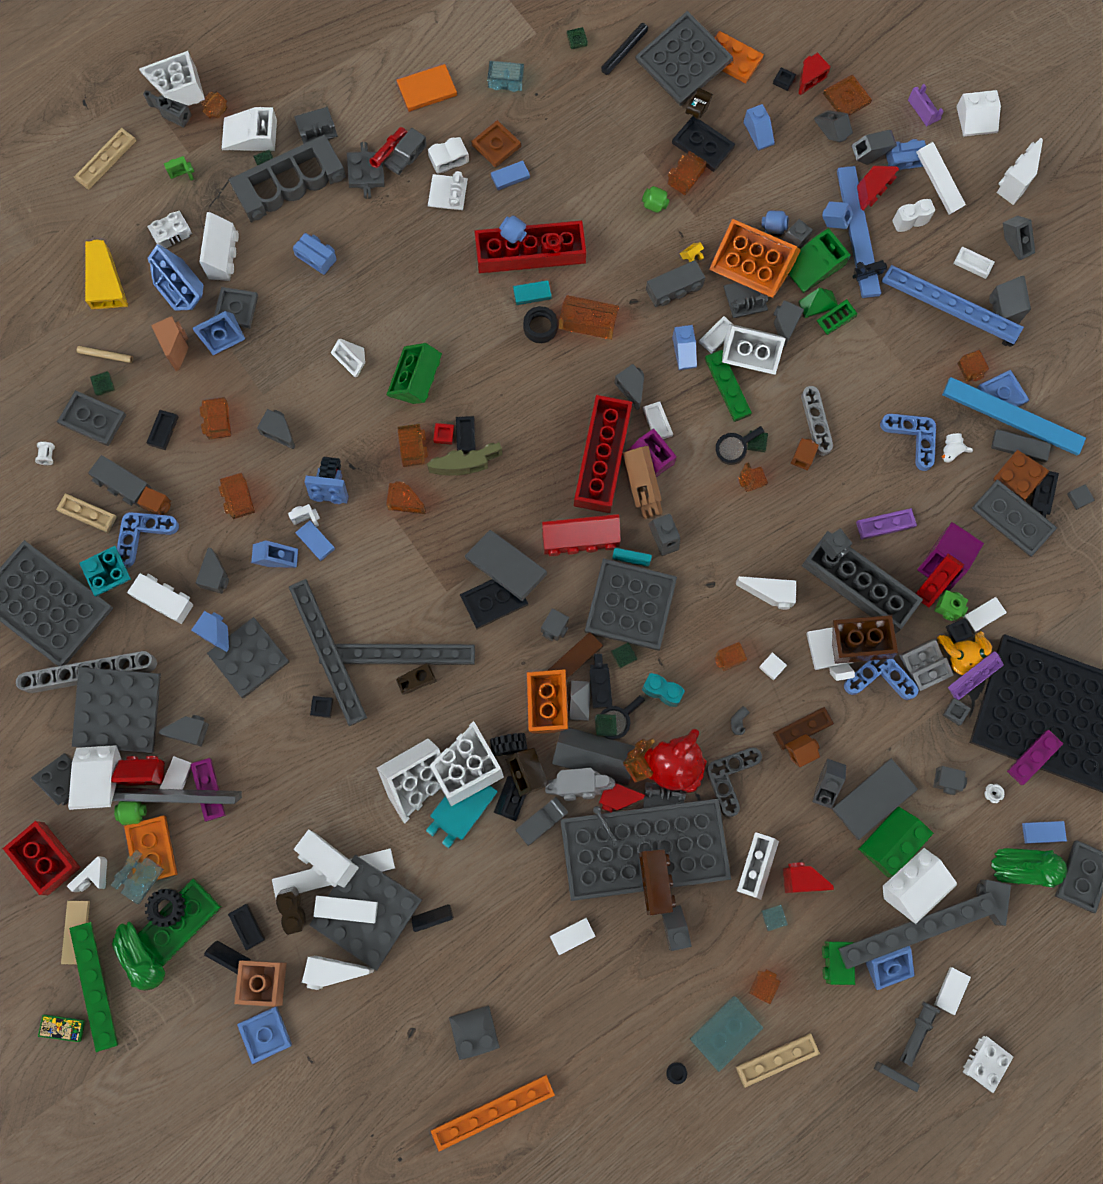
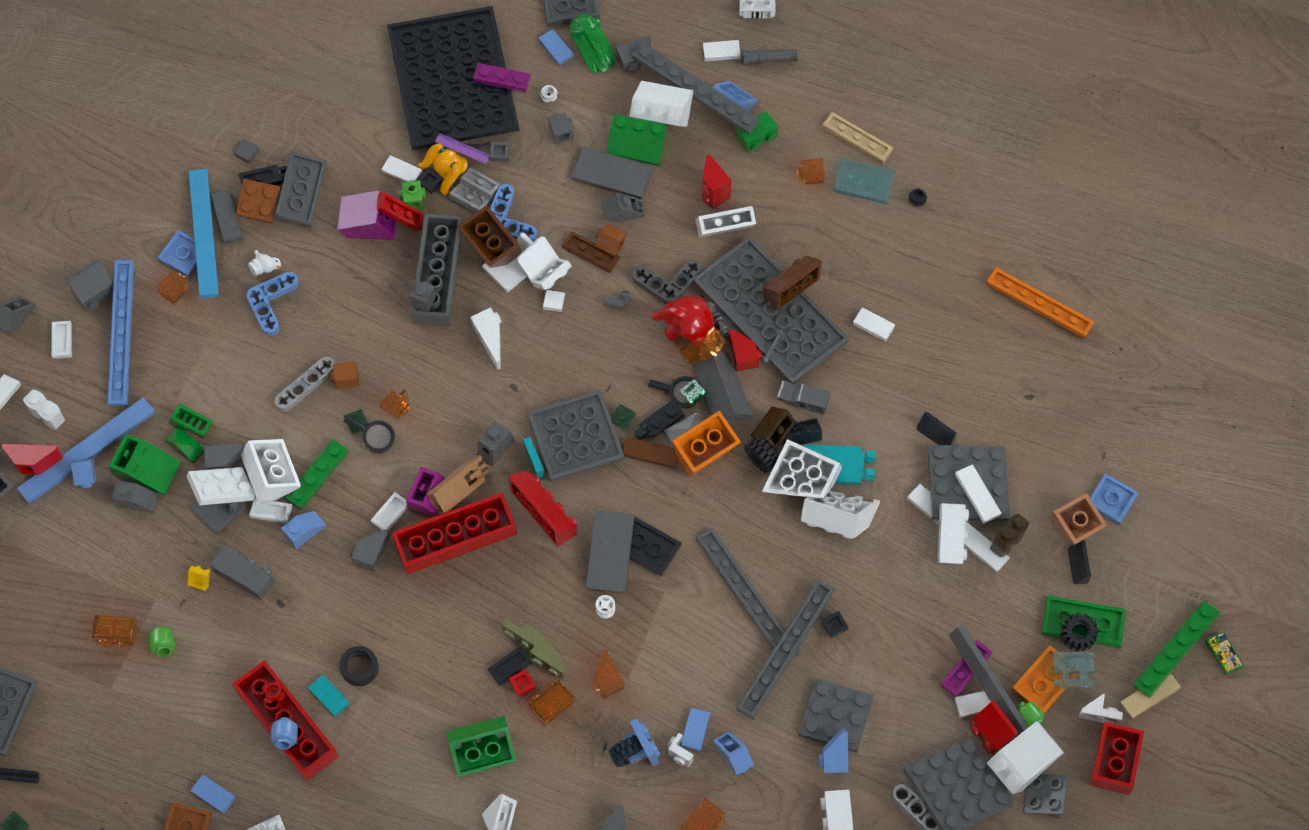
camera: 120 degrees left, 10 degrees down
(141, 968) = (1133, 630): green hair -> none
(187, 730) = (932, 719): dark grey slope -> none
(212, 573) = (786, 793): dark grey slope -> none
(246, 927) = (1046, 566): black tile -> none
(327, 971) = (1030, 471): white slope -> none
(416, 679) = (758, 563): dark brown leg -> none
(463, 530) = (605, 602): none -> white wheel
(474, 1032) = (996, 350): dark grey slope -> none
(555, 625) = (635, 483): dark grey brick -> none
(579, 783) = (754, 383): light grey hinge -> none
(588, 317) = (321, 629): clear orange slope -> none
(667, 692) = (633, 367): teal brick -> none
(676, 929) = (819, 247): dark grey slope -> none
(699, 103) = (31, 660): dark brown leg -> none
(703, 142) = (70, 635): black plate -> none
(730, 657) = (568, 334): clear orange brick -> none
(754, 258) = (173, 519): orange slope -> none
(759, 127) = (22, 594): medium blue slope -> none
(759, 301) = (220, 486): none -> white plate
(774, 917) = (755, 194): clear light blue tile -> none
(775, 222) = (122, 522): medium blue head -> none
(812, 674) = (542, 264): none -> white bracket
(863, 271) = (132, 418): black piece -> none
(886, 524) = (368, 282): medium lavender tile -> none
(907, 1082) = (810, 54): dark grey tile -> none

